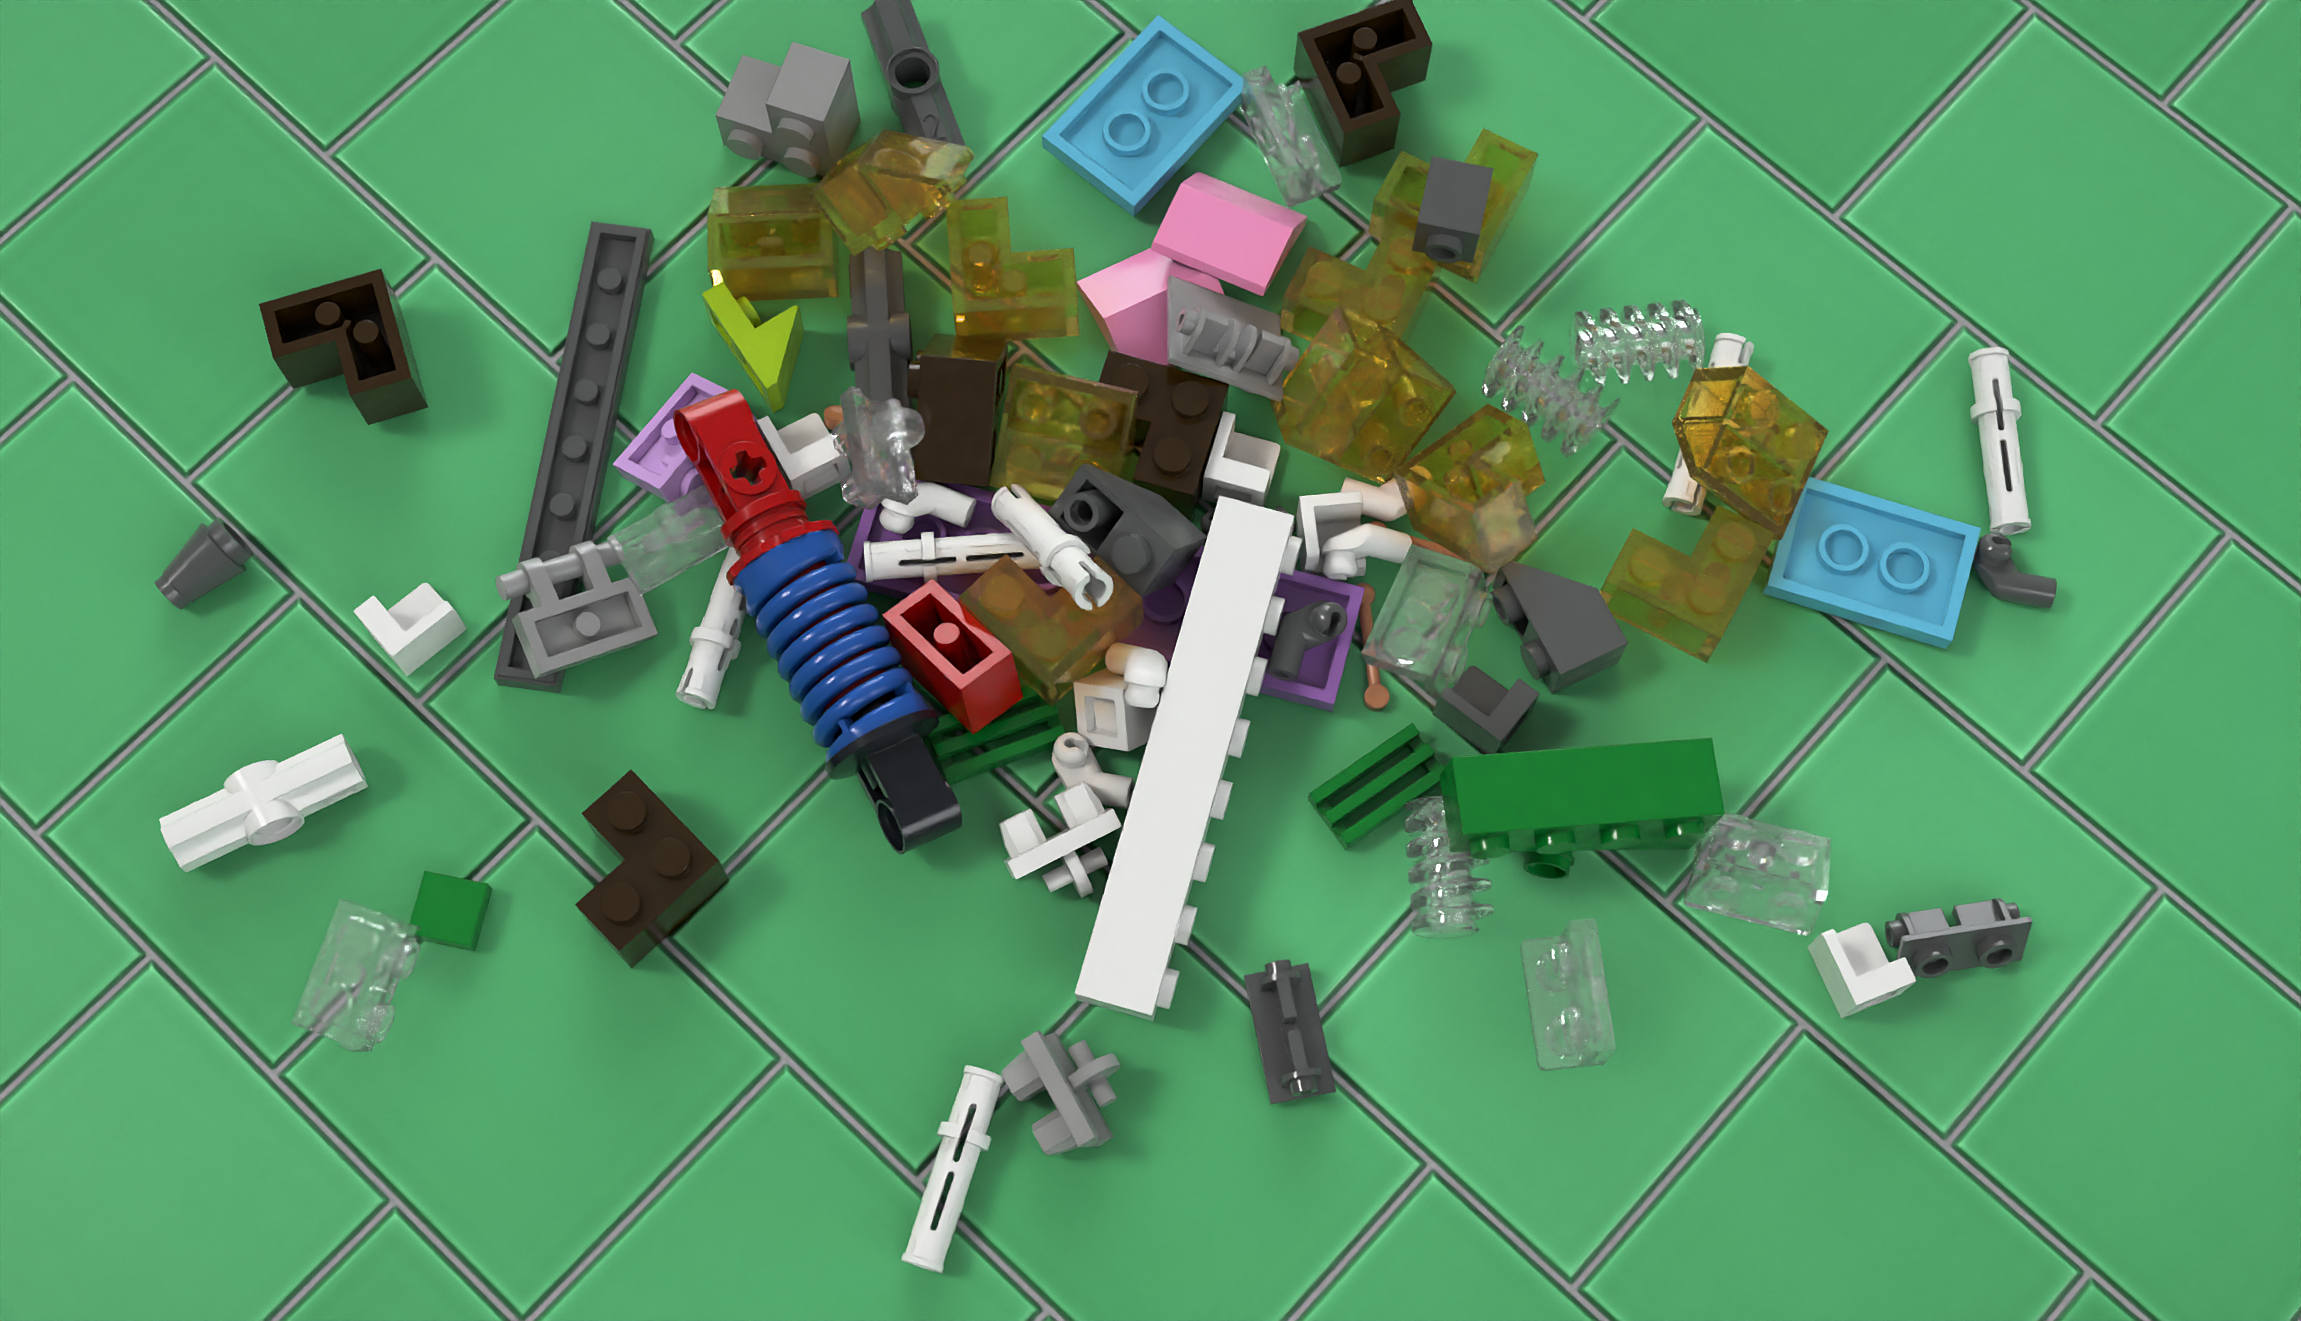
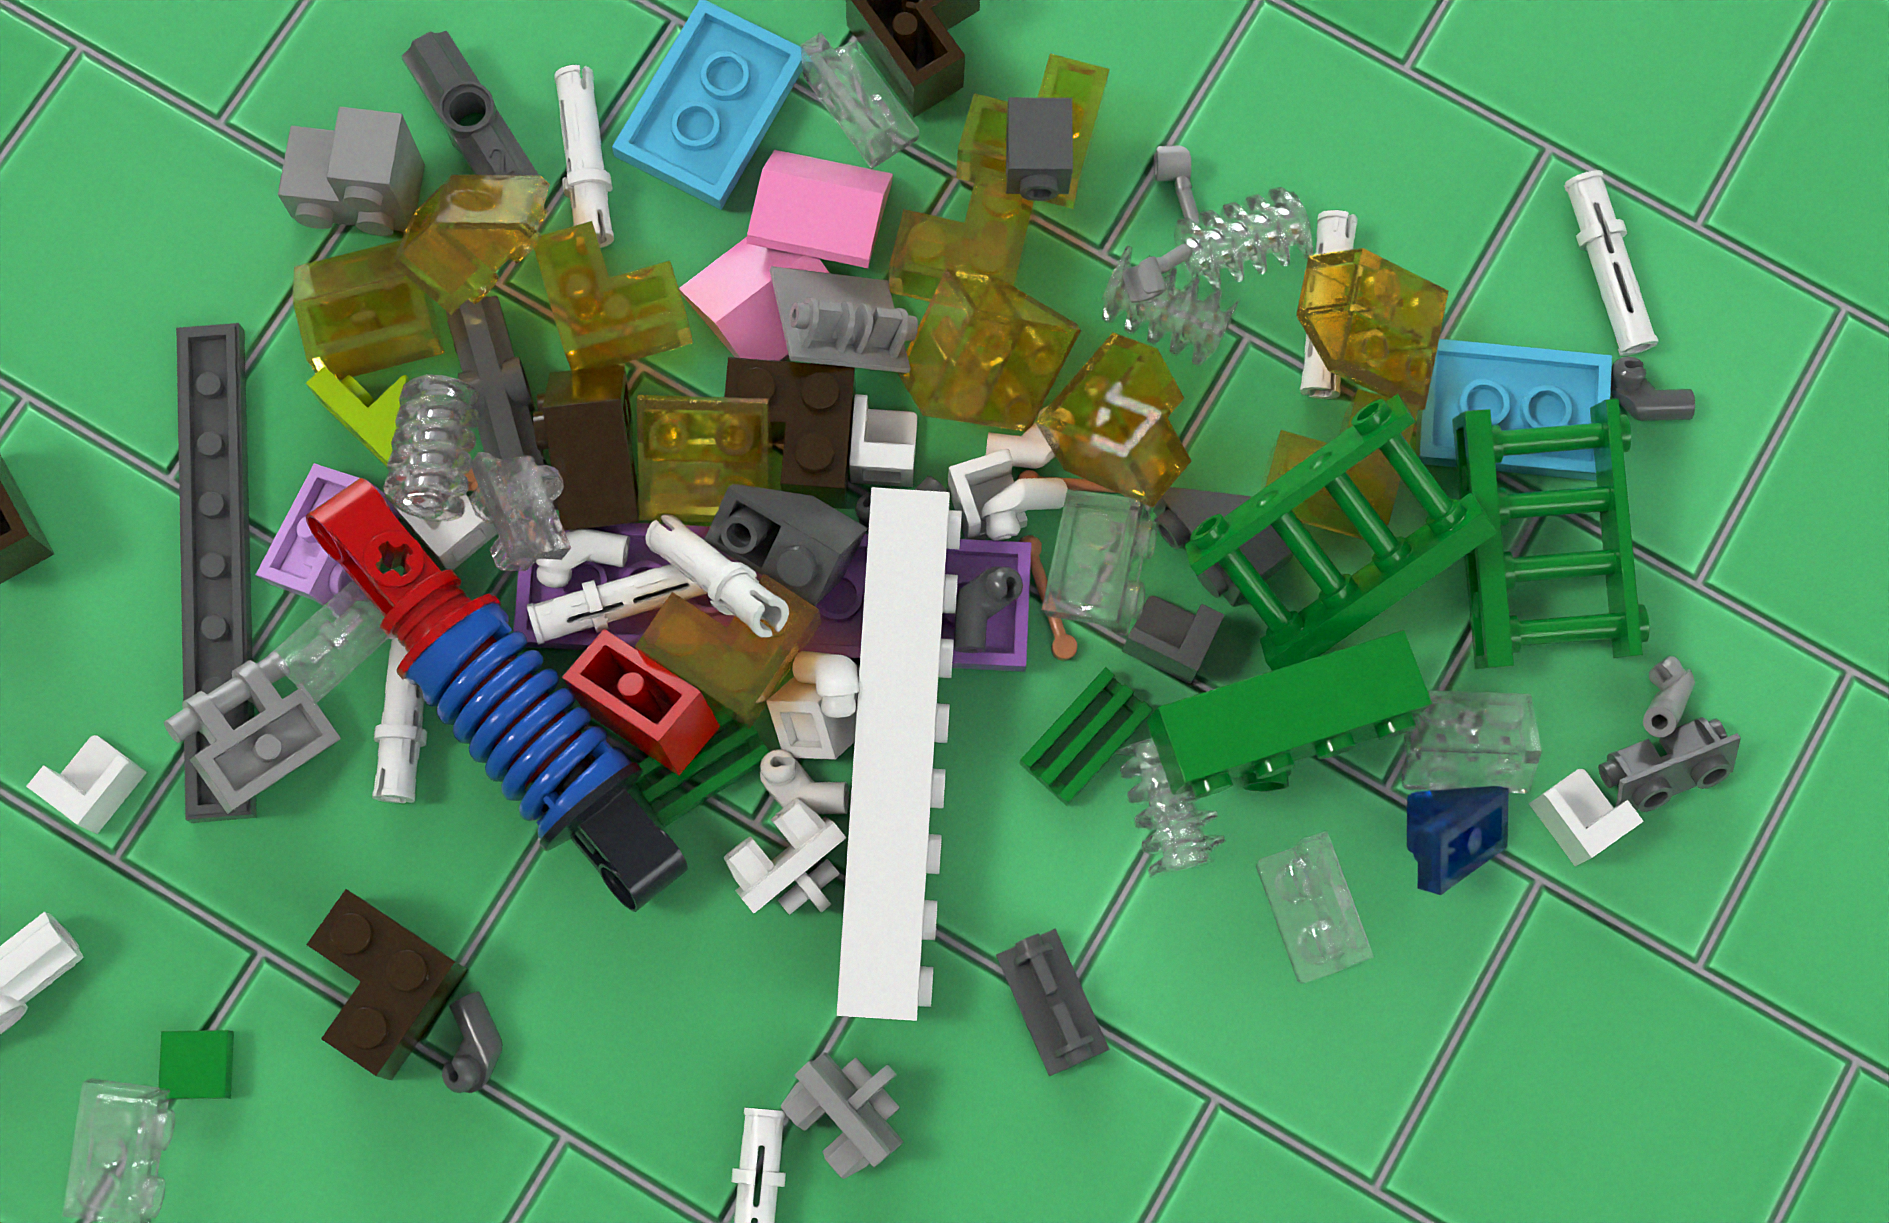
camera: 15 degrees left, 5 degrees up
(723, 953) = (478, 1049): none -> dark grey arm
(807, 375) = (432, 448): none -> clear piece
(1011, 159) = (586, 179): none -> white pin
(1530, 357) = (1147, 280): none -> light grey hand
(1584, 261) = (1174, 164): none -> light grey hand
(1720, 674) = (1397, 563): none -> green fence
(1727, 954) = (1455, 832): none -> clear blue slope
(1818, 710) = (1495, 571): none -> green fence
(1978, 866) = (1669, 702): none -> light grey arm

